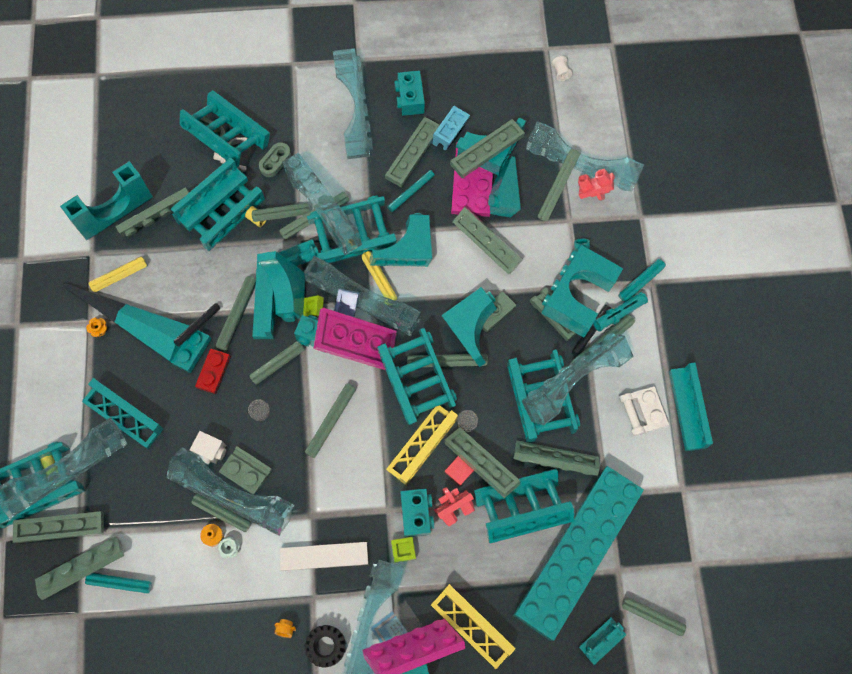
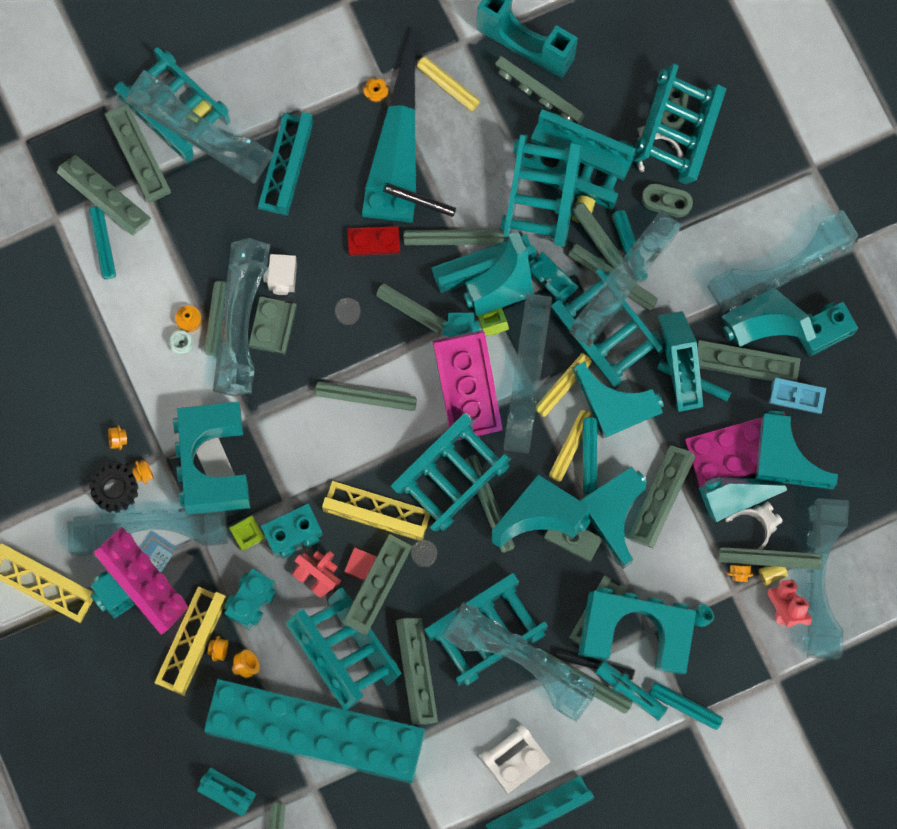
camera: 70 degrees right, 5 degrees up
(231, 214) = (561, 206): none -> teal fence
(286, 196) = (625, 233): none -> teal axle
(321, 617) = (143, 472): none -> light orange plate
(346, 302) = (508, 359): medium blue plate -> none
(359, 573) = (195, 428): none -> teal arch
(388, 119) = (765, 317): none -> teal arch
(394, 187) = (682, 359): none -> teal arch
(426, 288) = (569, 448): none -> light yellow axle
(439, 277) = (589, 455): none -> teal axle
(457, 565) = (250, 599): none -> teal brick
(481, 273) = (609, 510): none -> teal arch
(486, 606) = (218, 649): none -> light orange plate
(487, 148) = (772, 449): sand green plate -> none
(507, 588) = (246, 664): none -> light orange tile
(531, 179) = (765, 516): none -> white helmet
(559, 210) = (740, 572): none -> light orange plate
(568, 192) = (772, 574): none -> light yellow hinge

